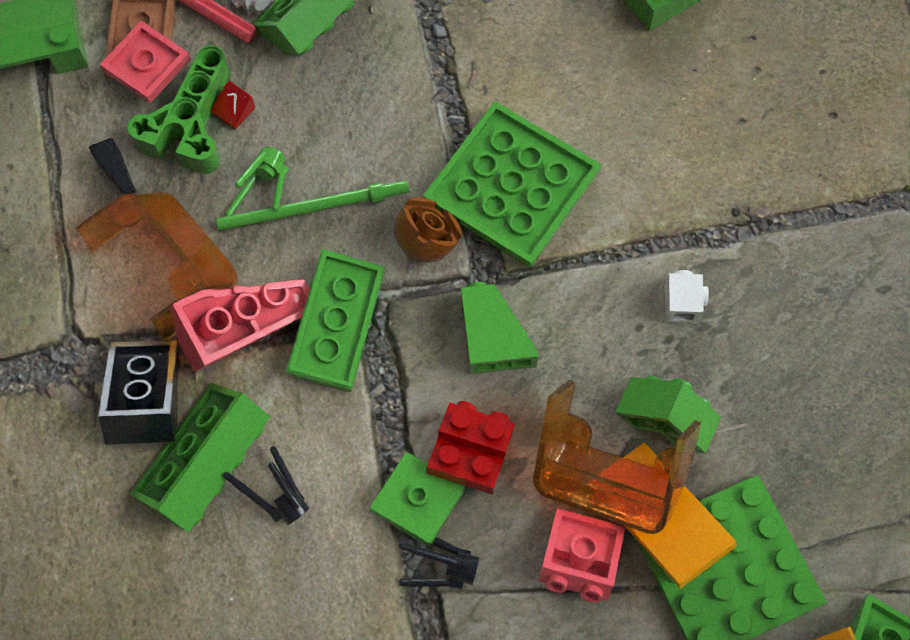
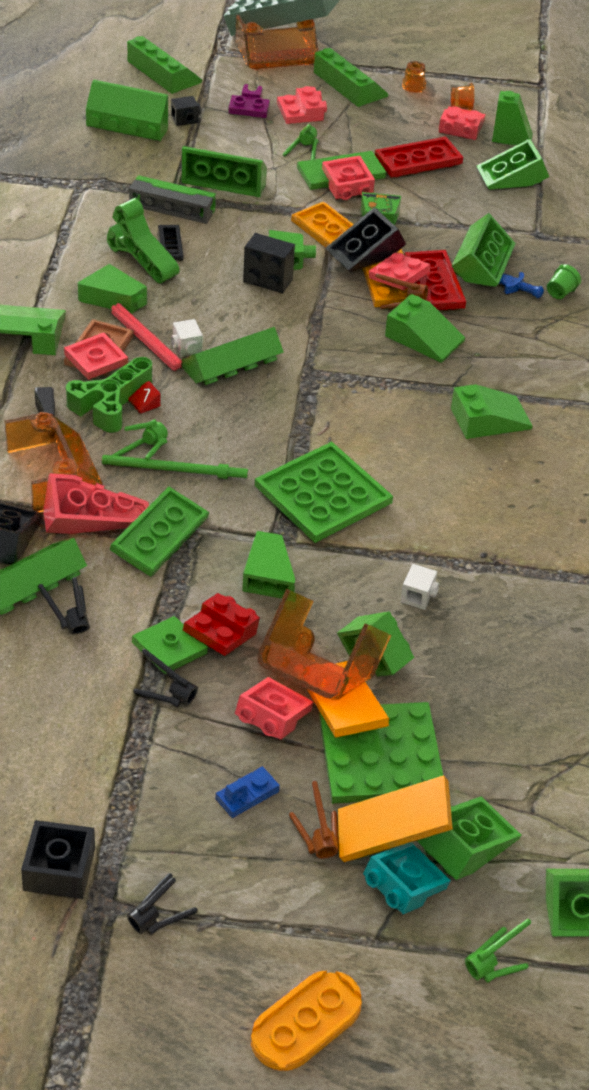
camera: 15 degrees right, 25 degrees down
(425, 231) = (245, 496): dark orange cylinder -> none

